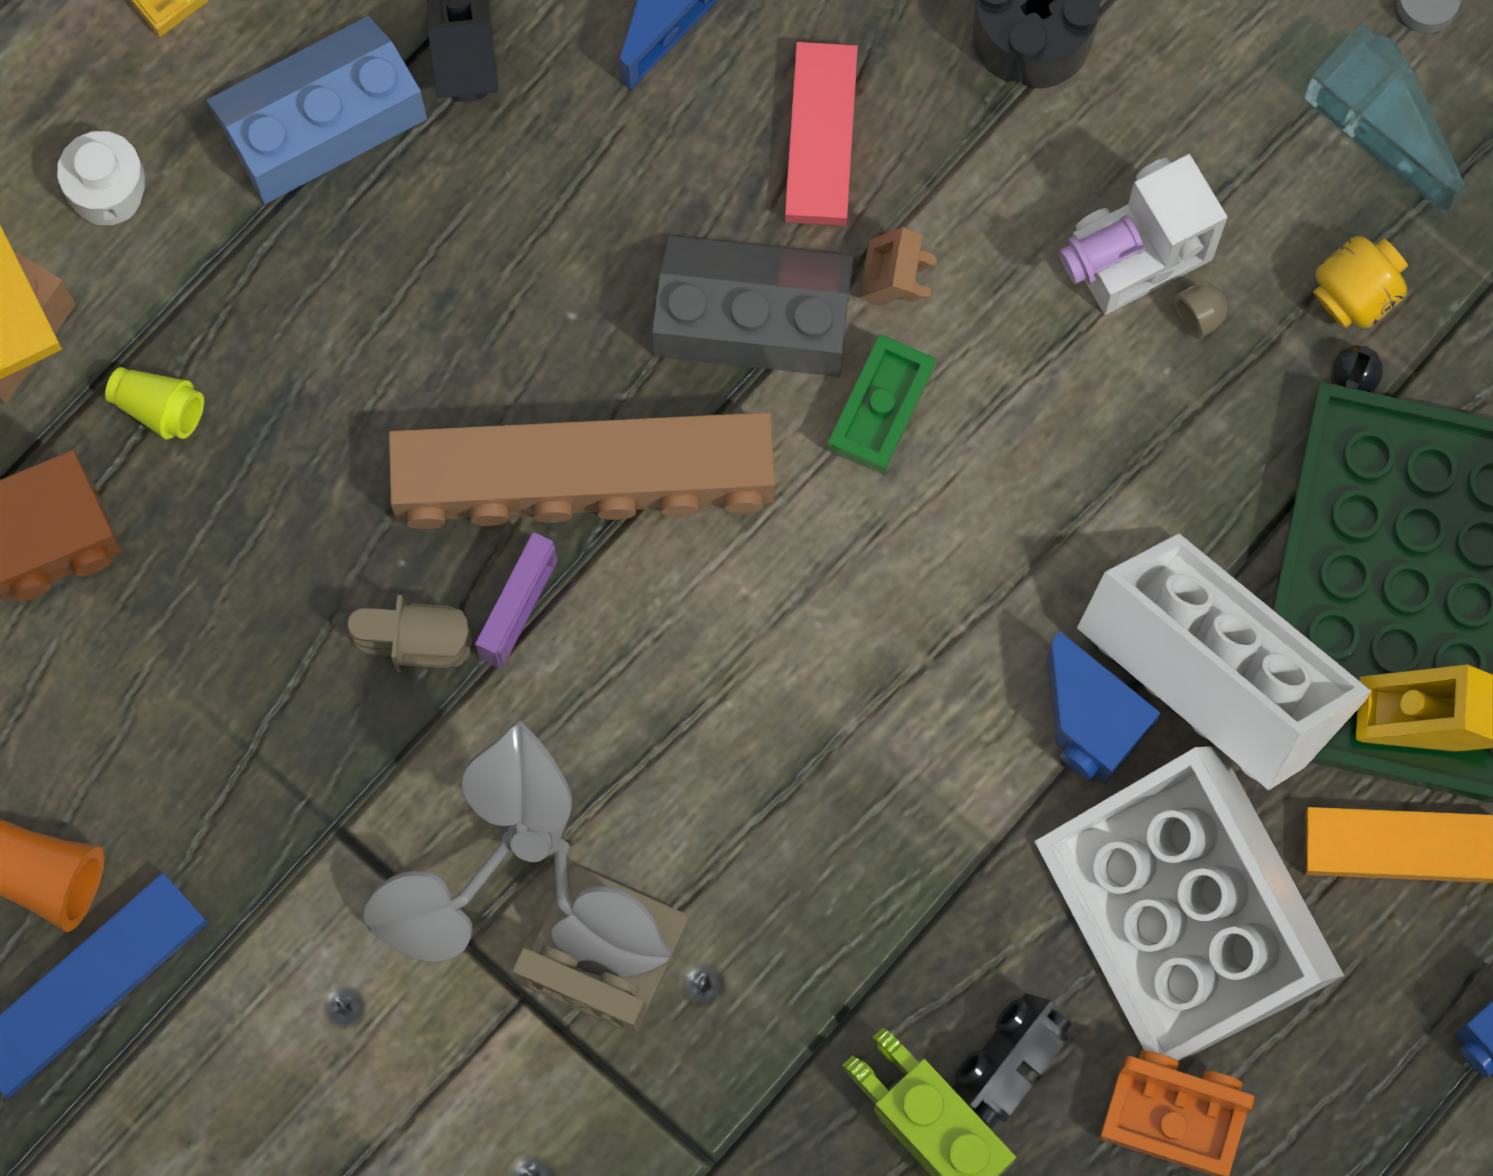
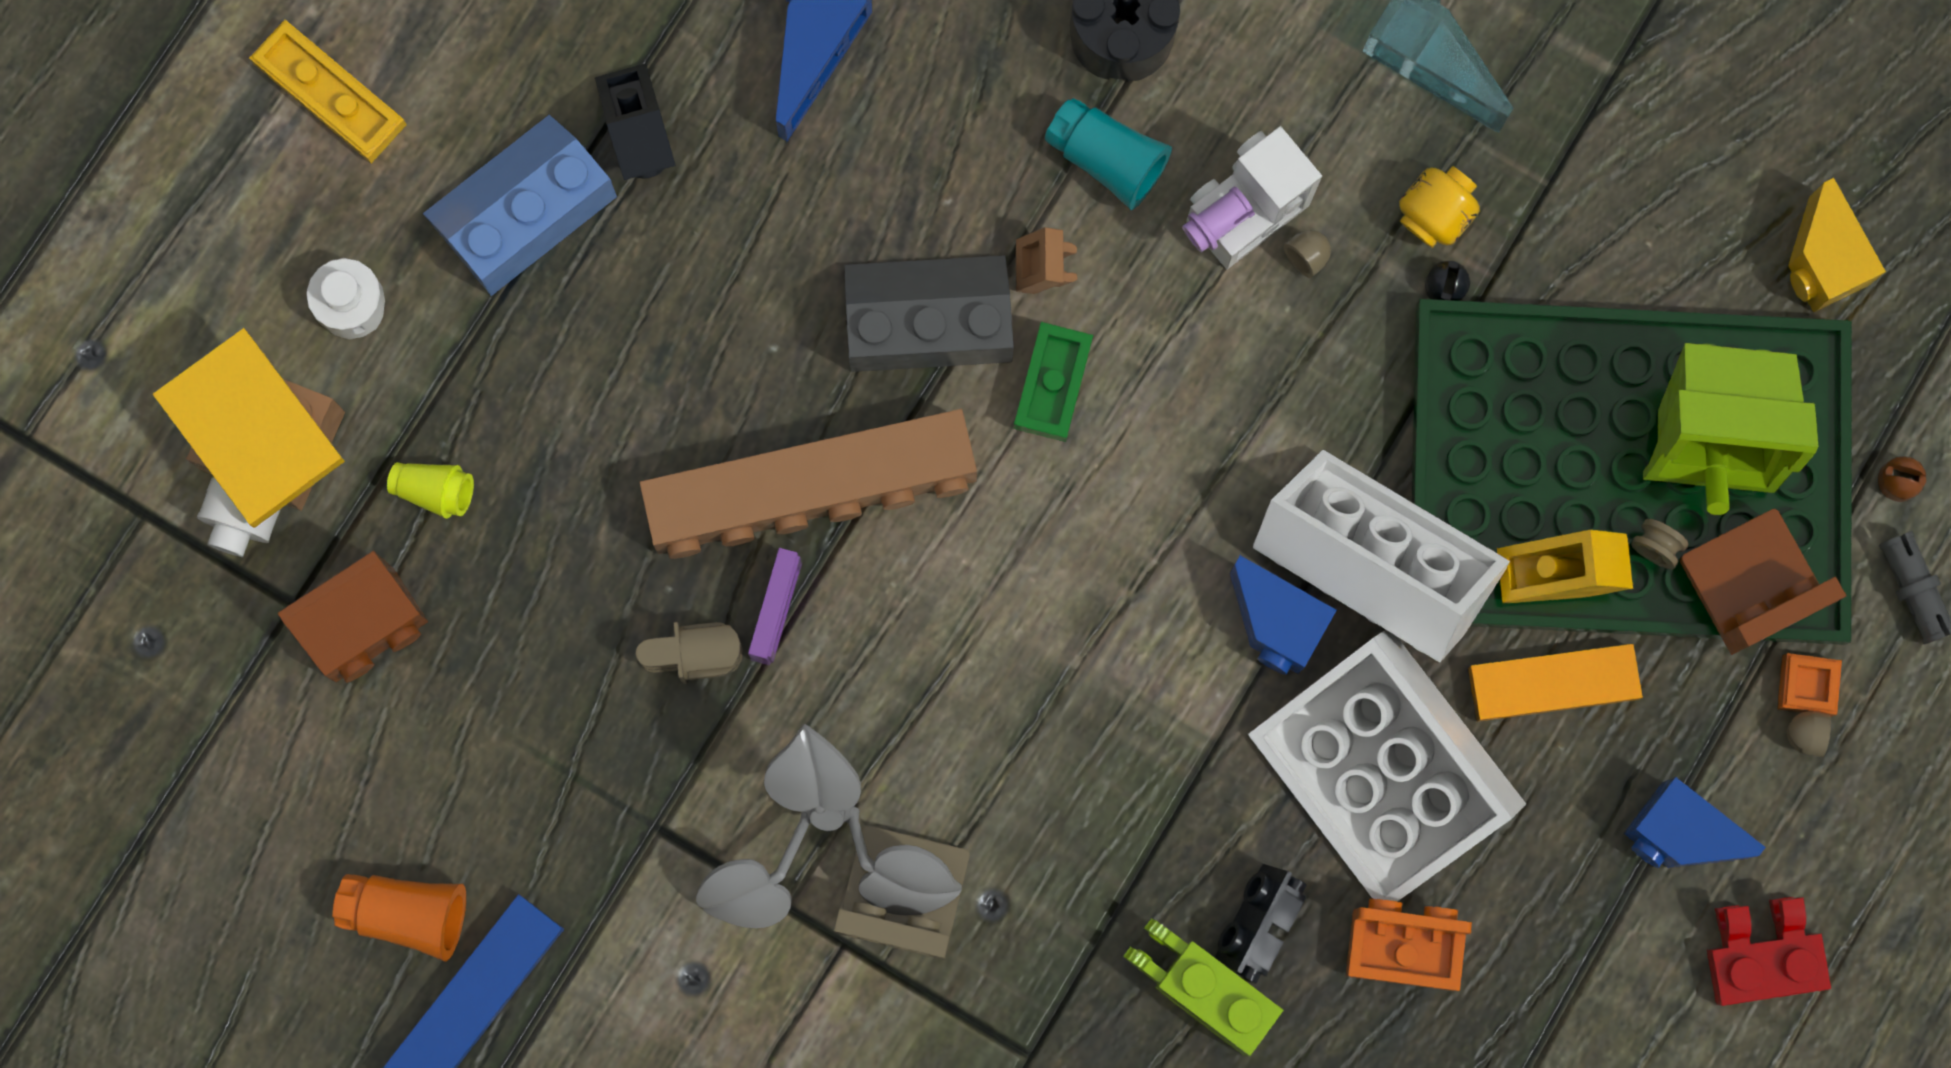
camera: 15 degrees left, 5 degrees up
(821, 134) = (958, 153): coral tile -> none
(993, 158) = (1108, 151): none -> teal plant

